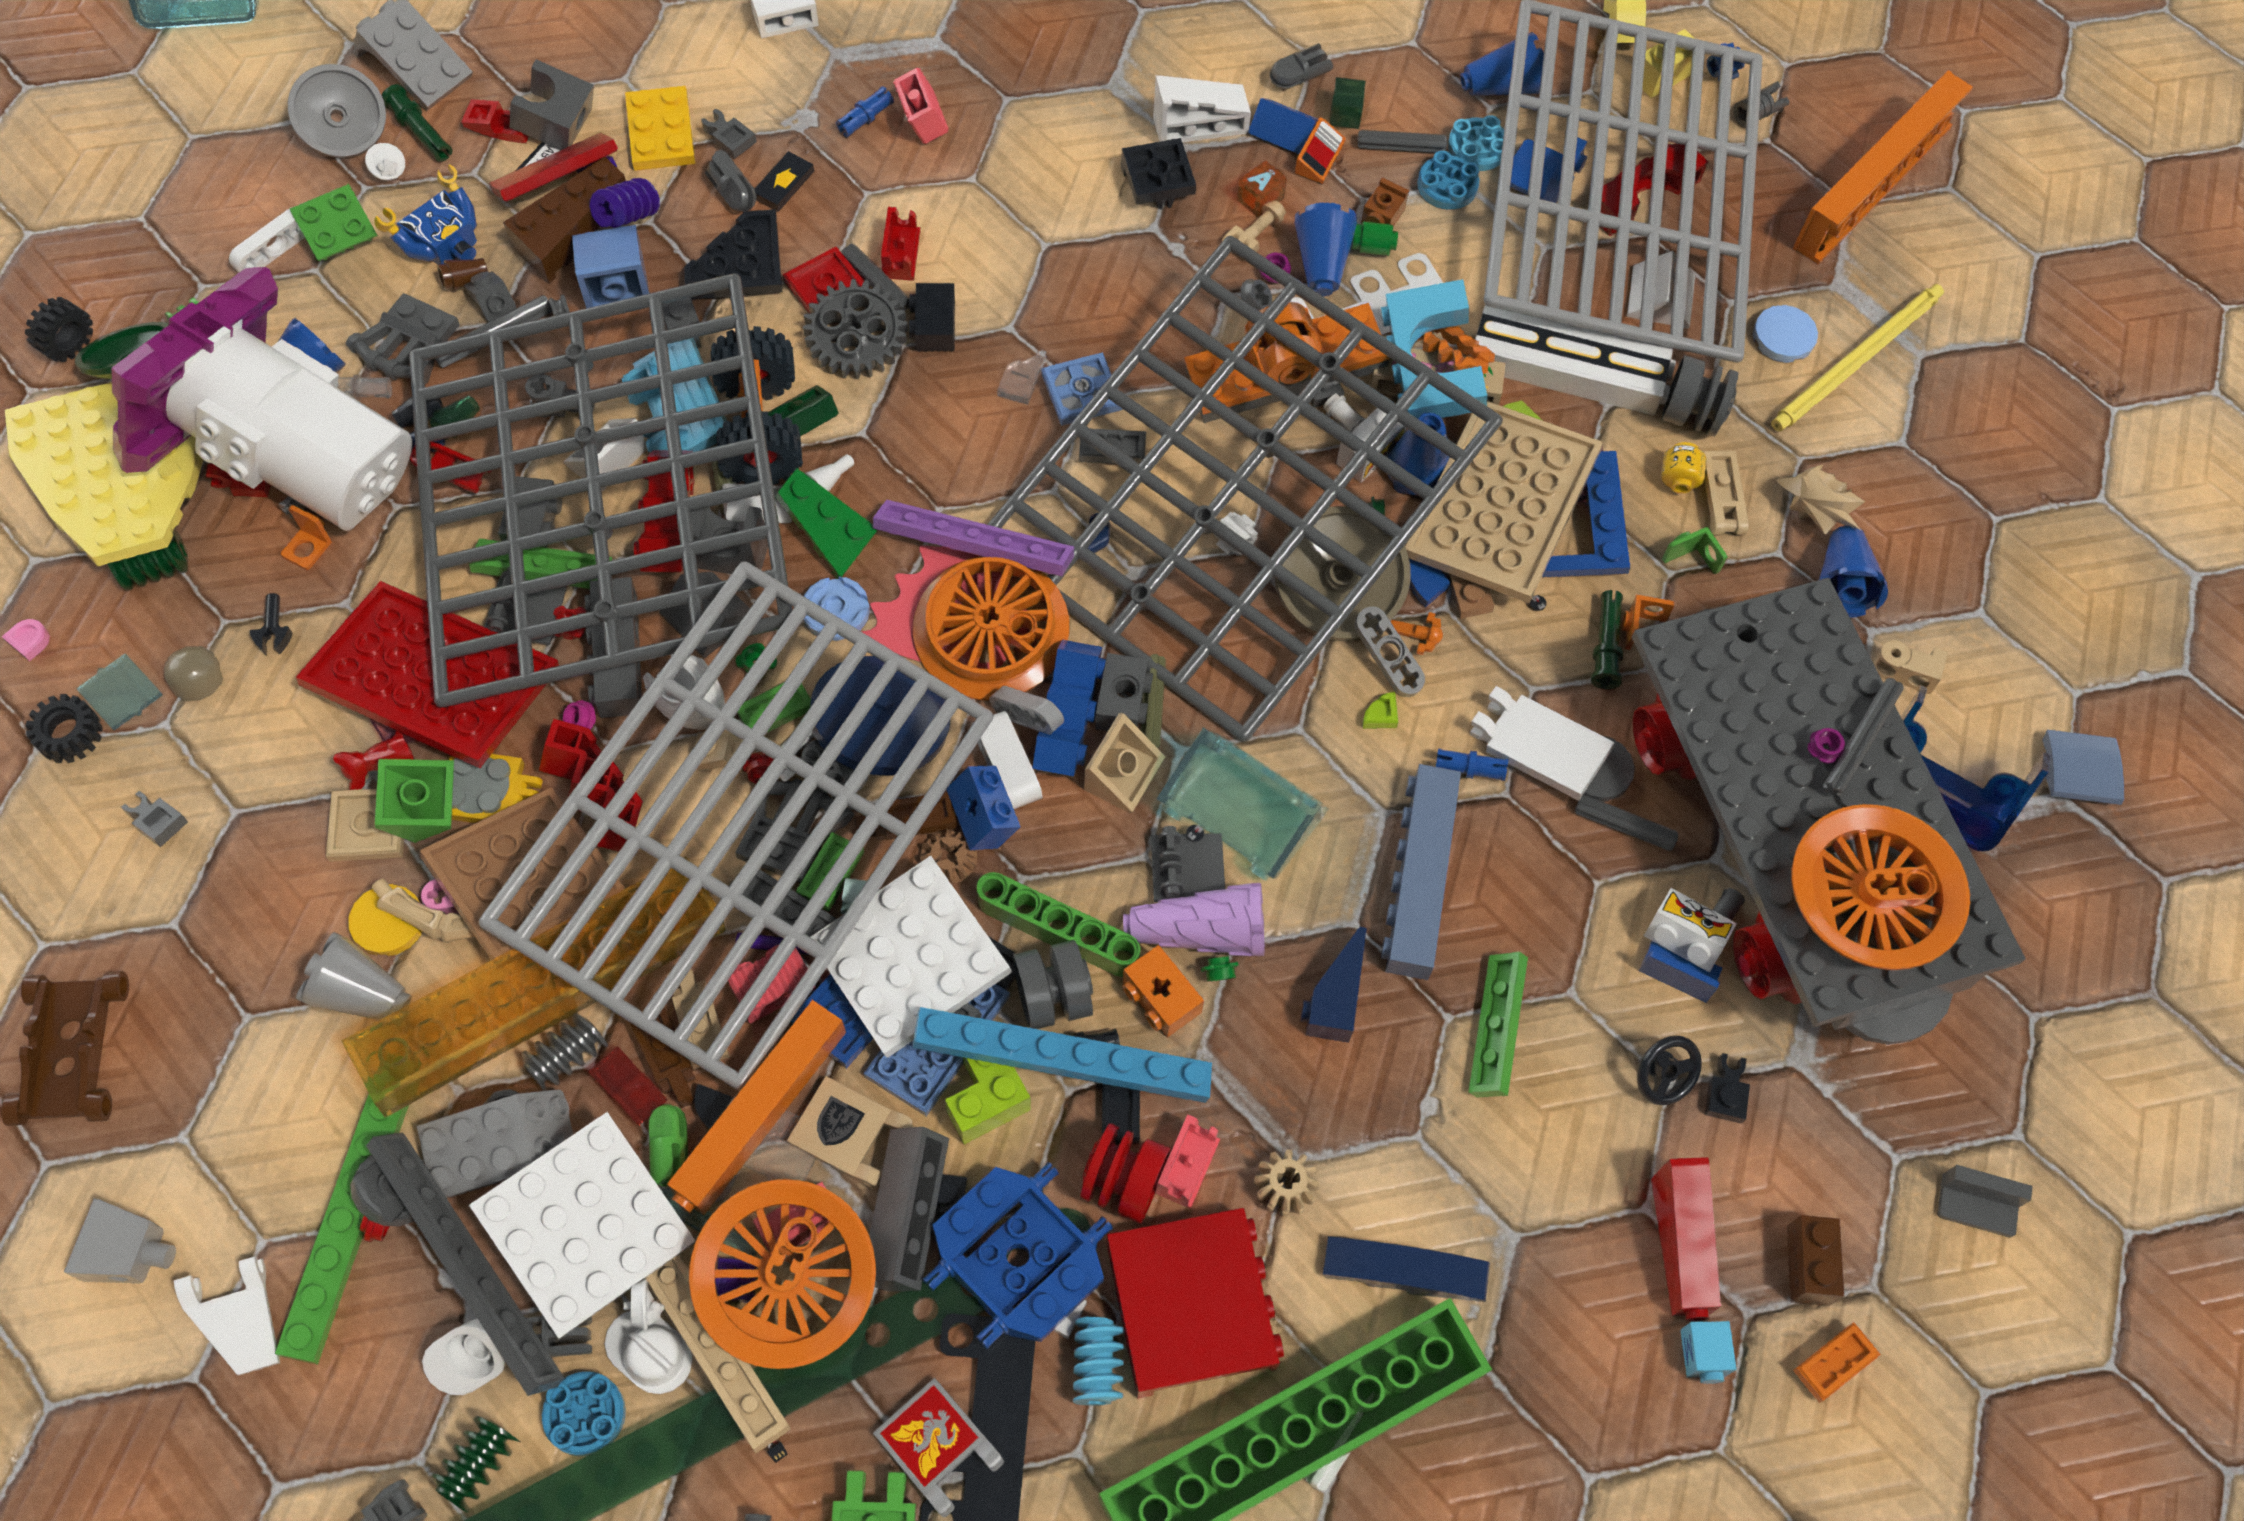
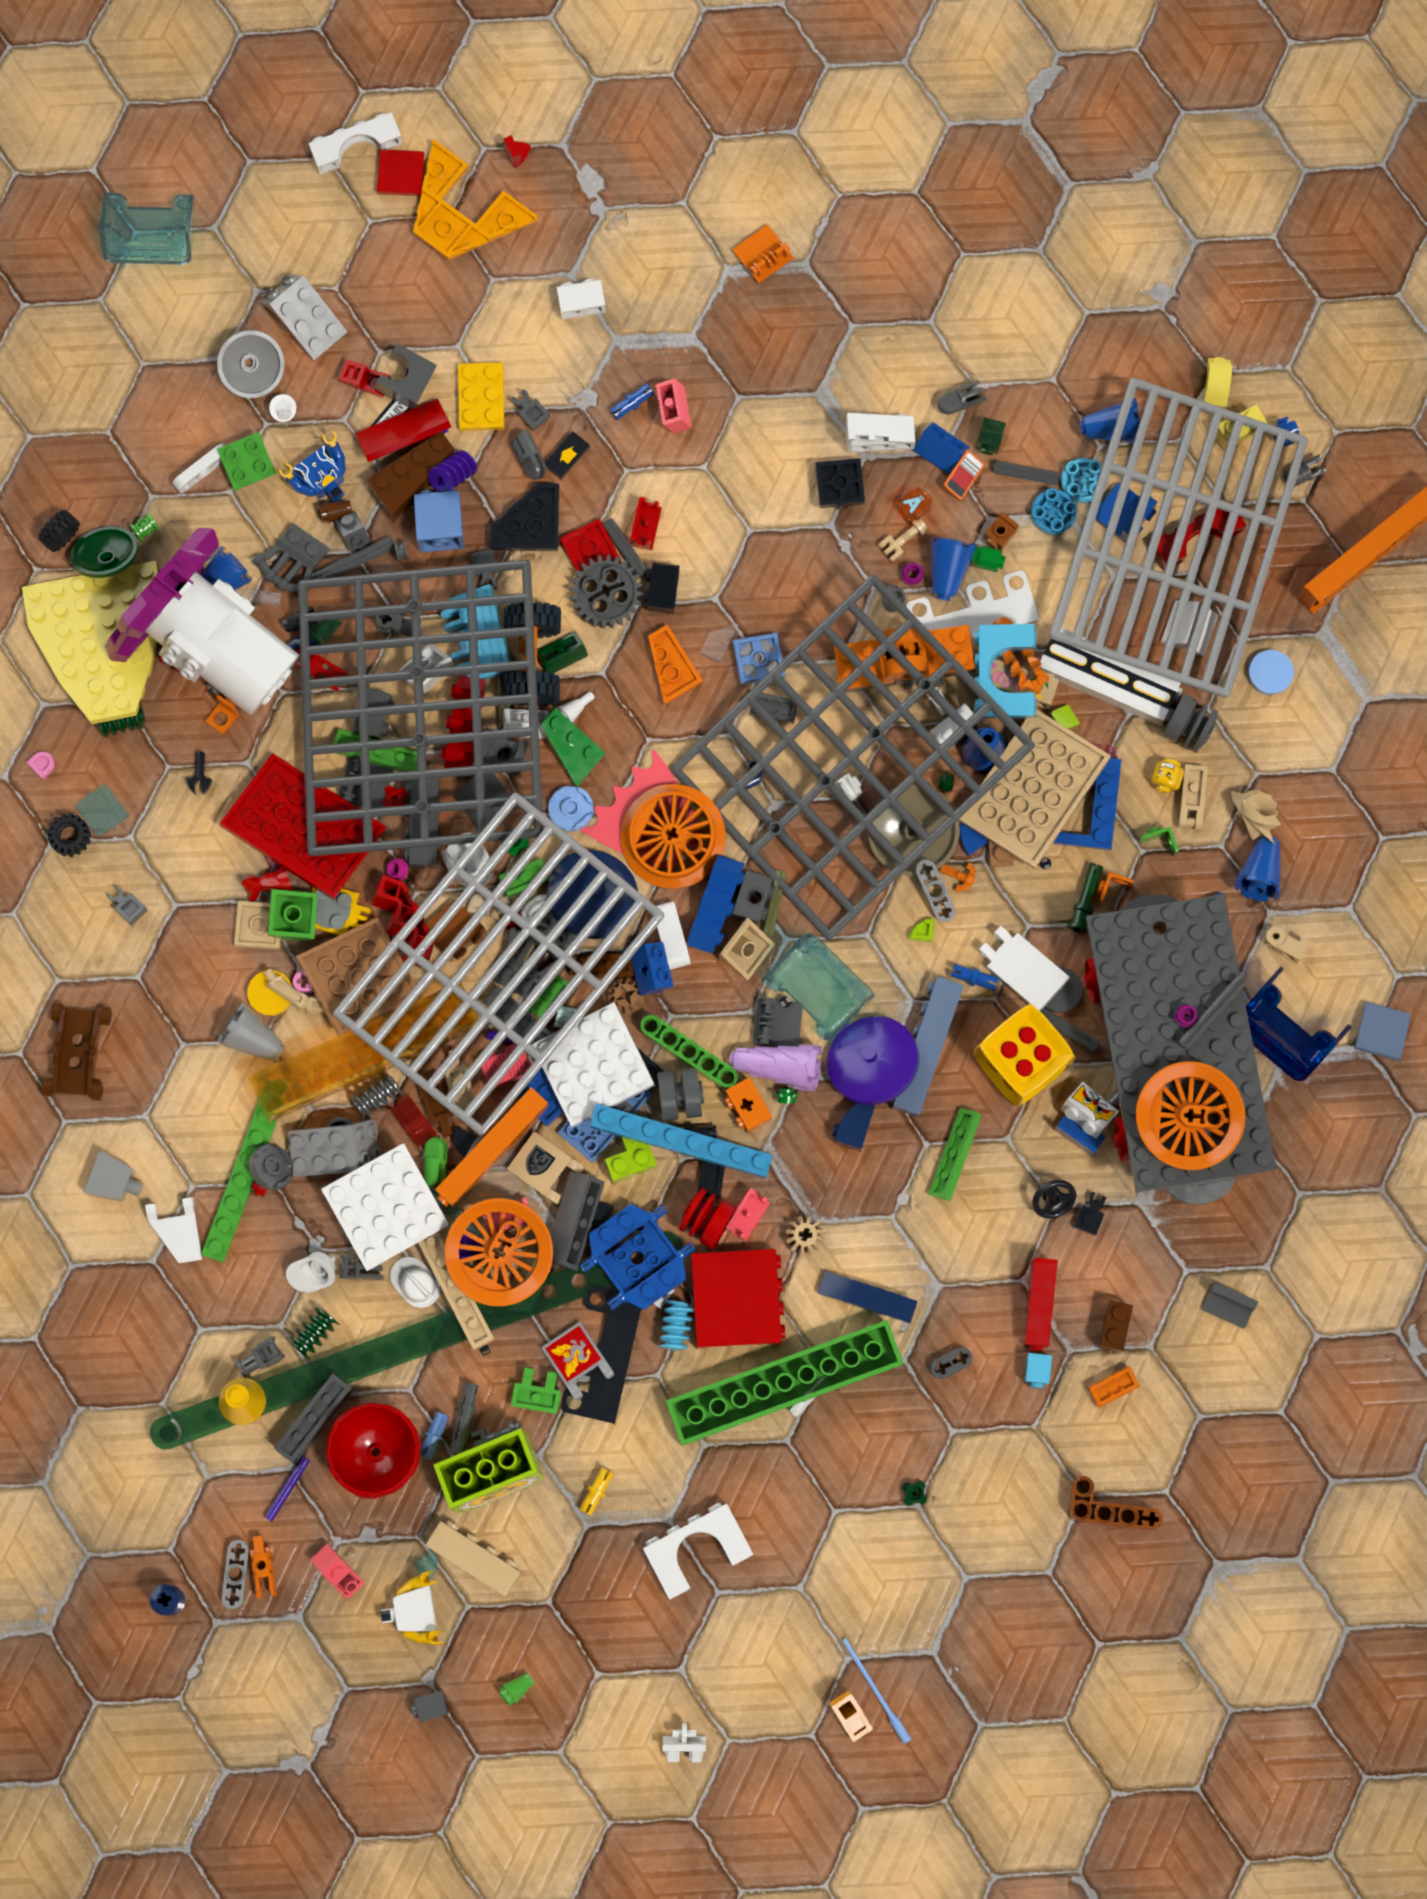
camera: 10 degrees right, 15 degrees up
(193, 673) = (149, 804): dark tan hair -> none
(409, 114) = (300, 366): dark green pin -> none
(465, 1263) = (313, 1217): dark grey tile -> none
(583, 1413) = (375, 1313): dark azure tile -> none
(642, 1306) = (415, 1258): white hat -> none
(686, 799) = (453, 929): none -> dark orange bracket
(960, 409) = (672, 665): none -> orange wing
(973, 537) = (668, 771): medium lavender plate -> none
(1027, 709) = (687, 905): light grey beam -> none
(1345, 898) = (873, 1060): none -> dark purple dish
(1557, 1353) = (954, 1368): none -> dark grey beam
(1577, 854) = (1023, 1055): none -> yellow piece
(1853, 361) = (1318, 698): light yellow piece -> none

